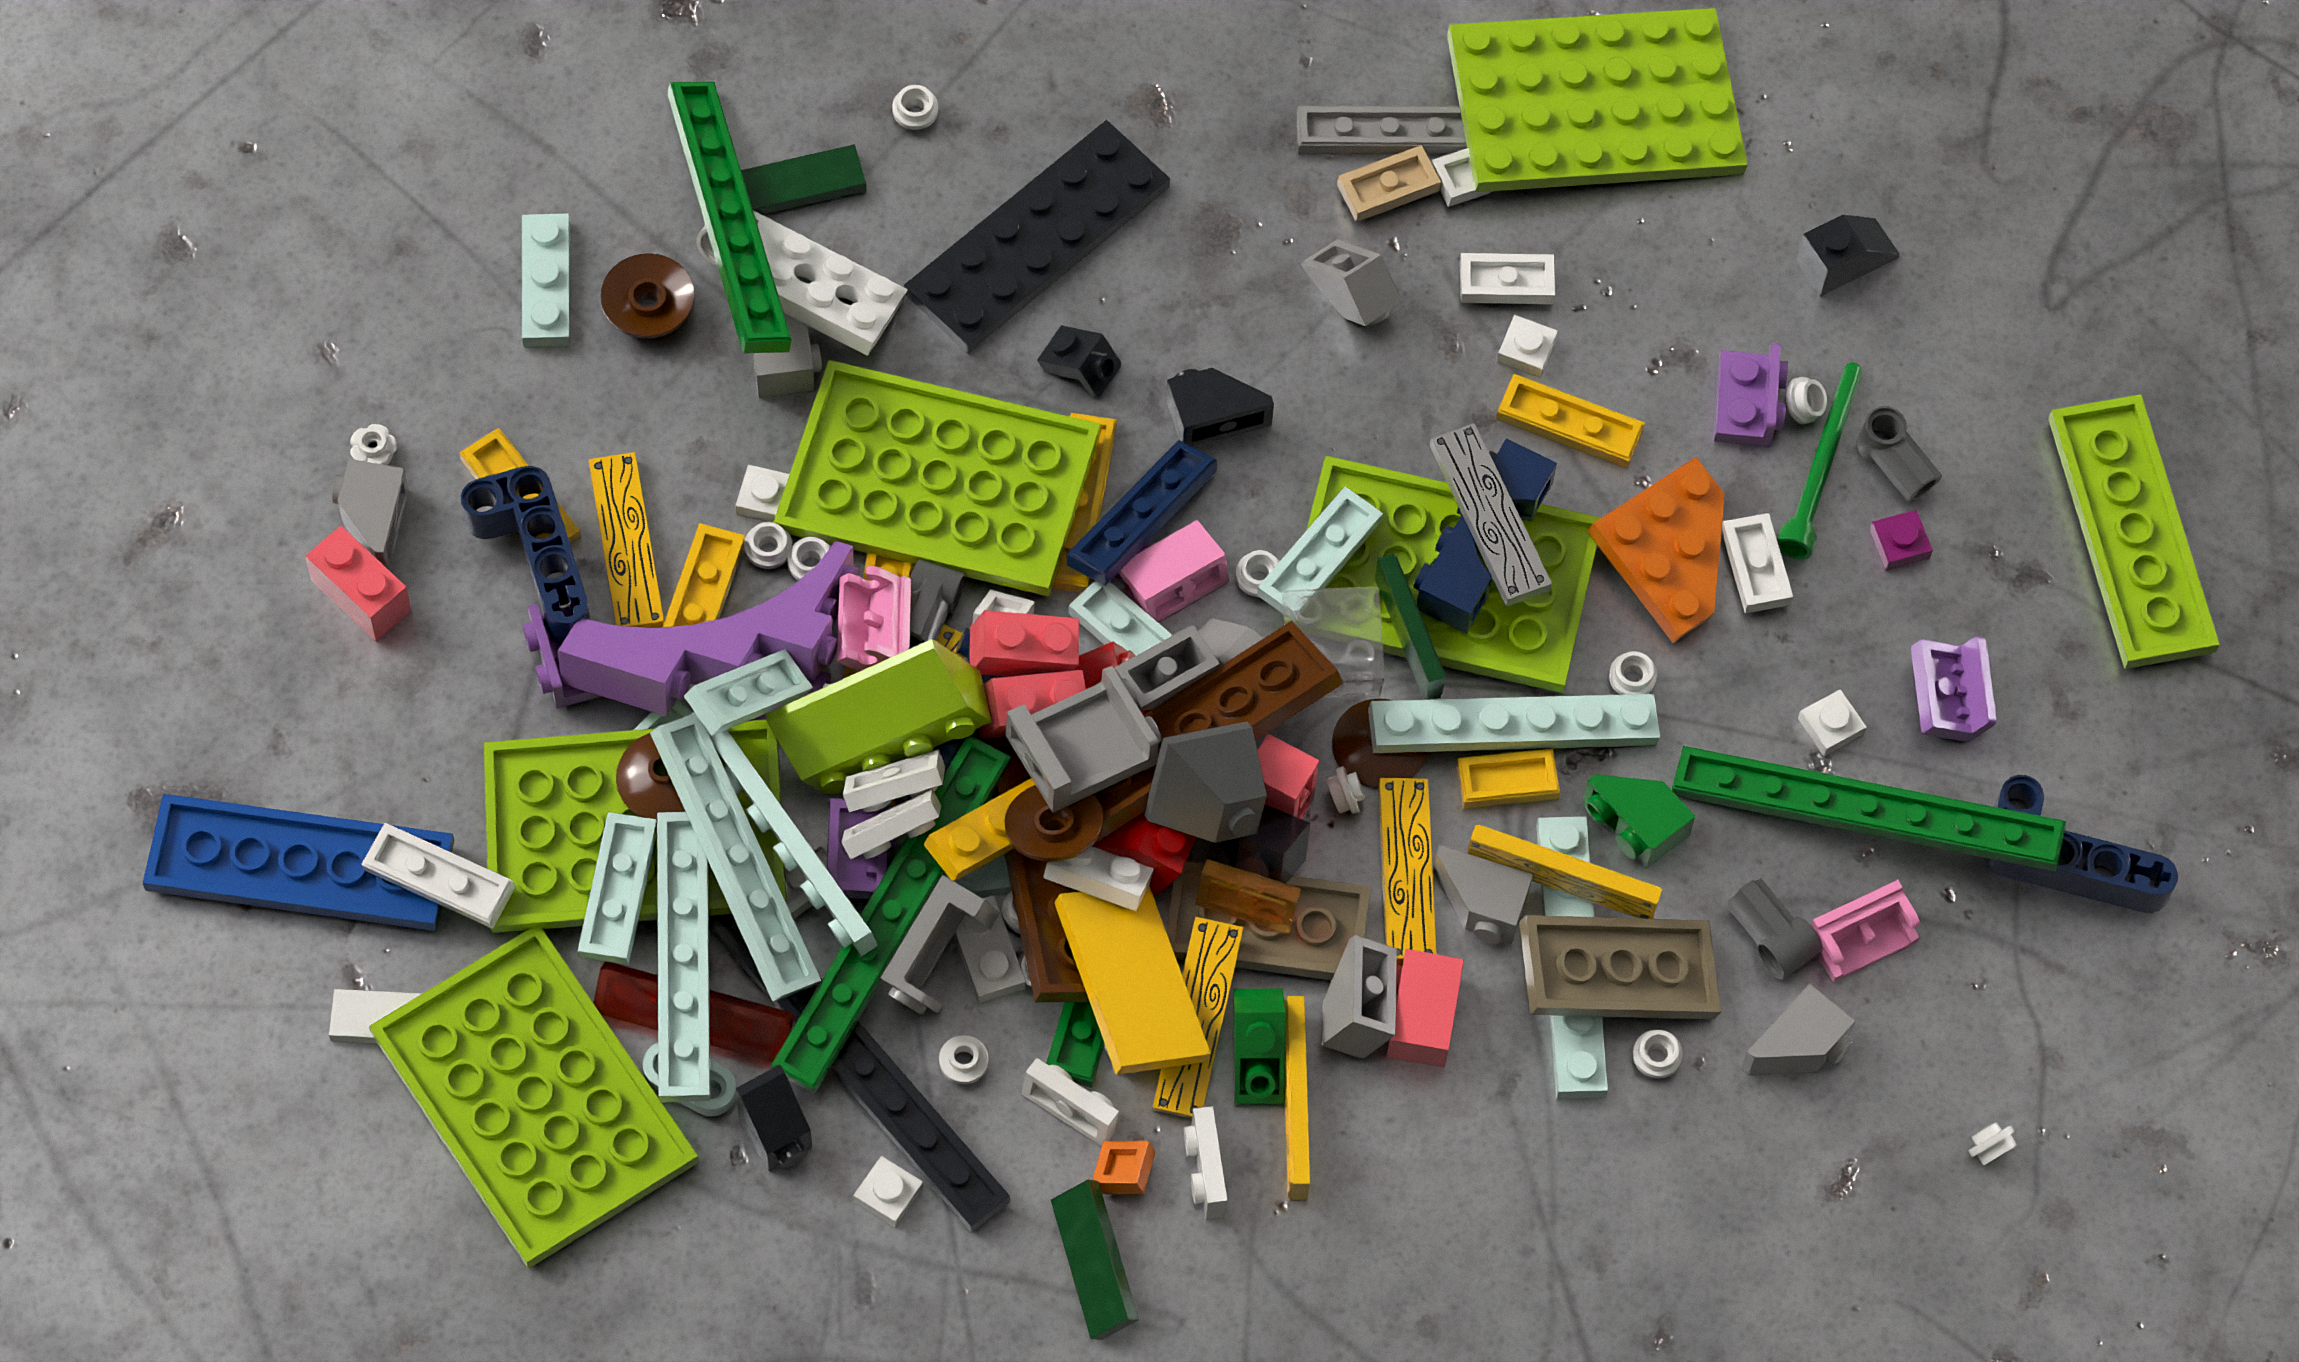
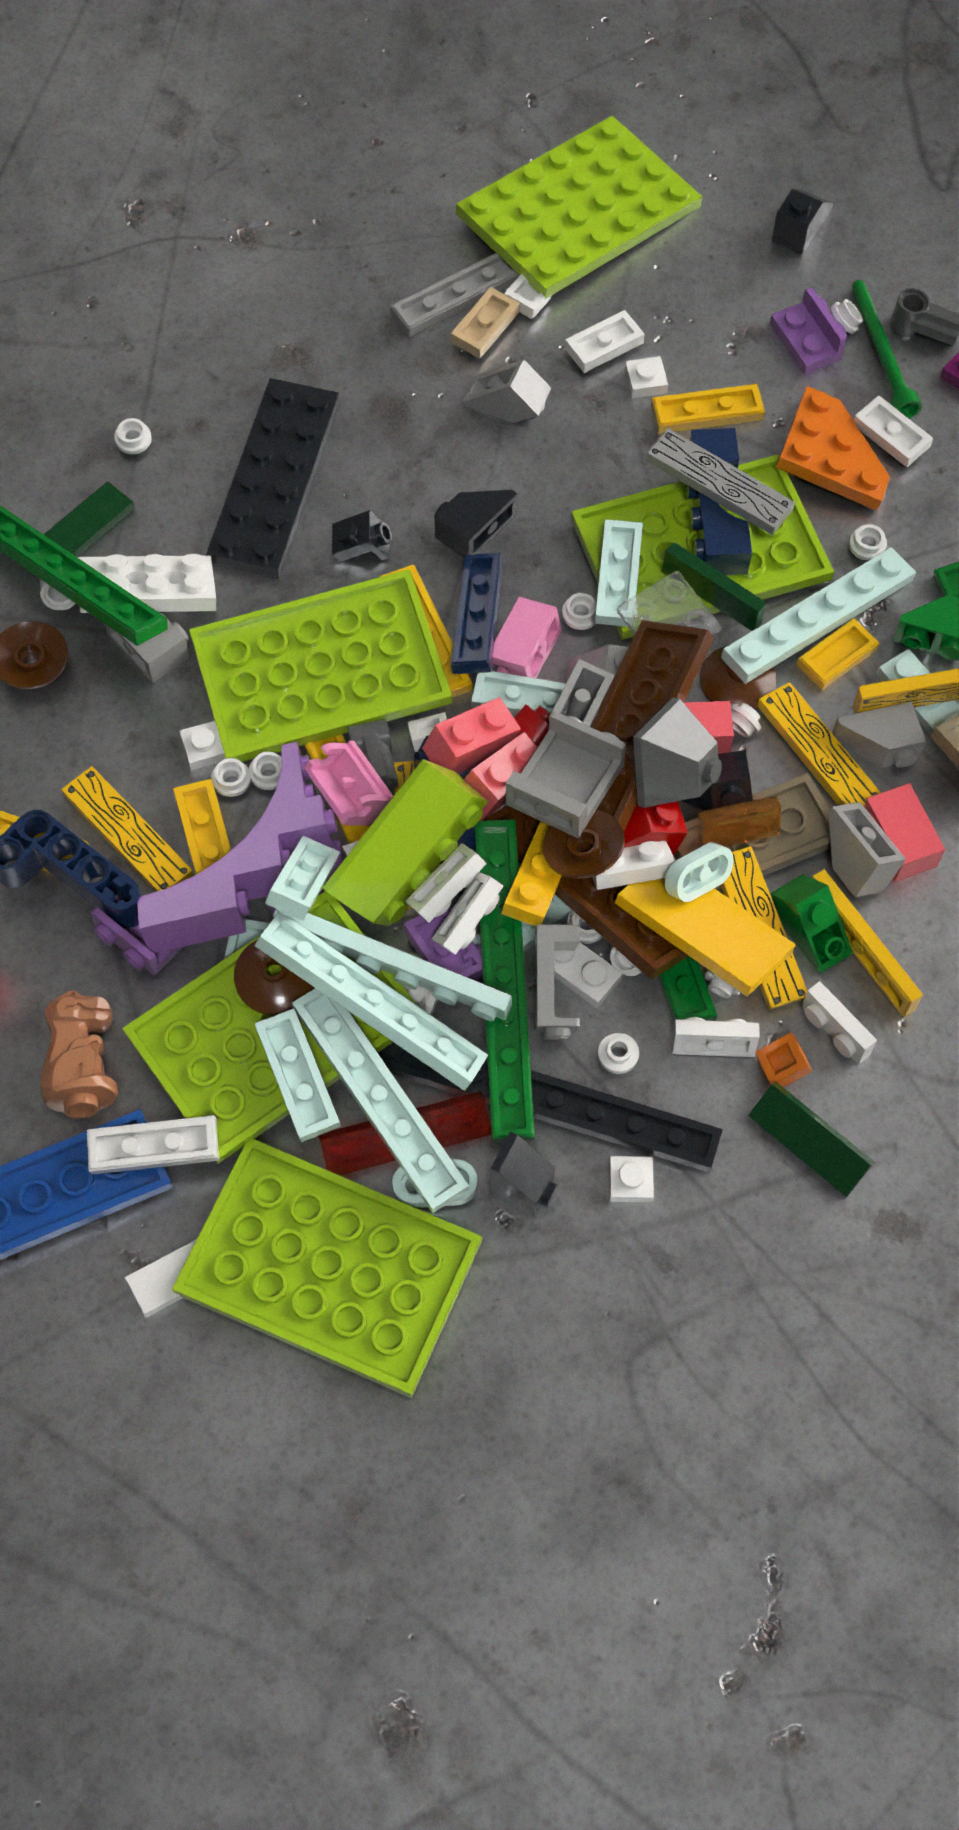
camera: 30 degrees left, 0 degrees up
(414, 754) = (73, 1068): none -> nougat animal
(1151, 920) = (698, 872): none -> light aqua plate

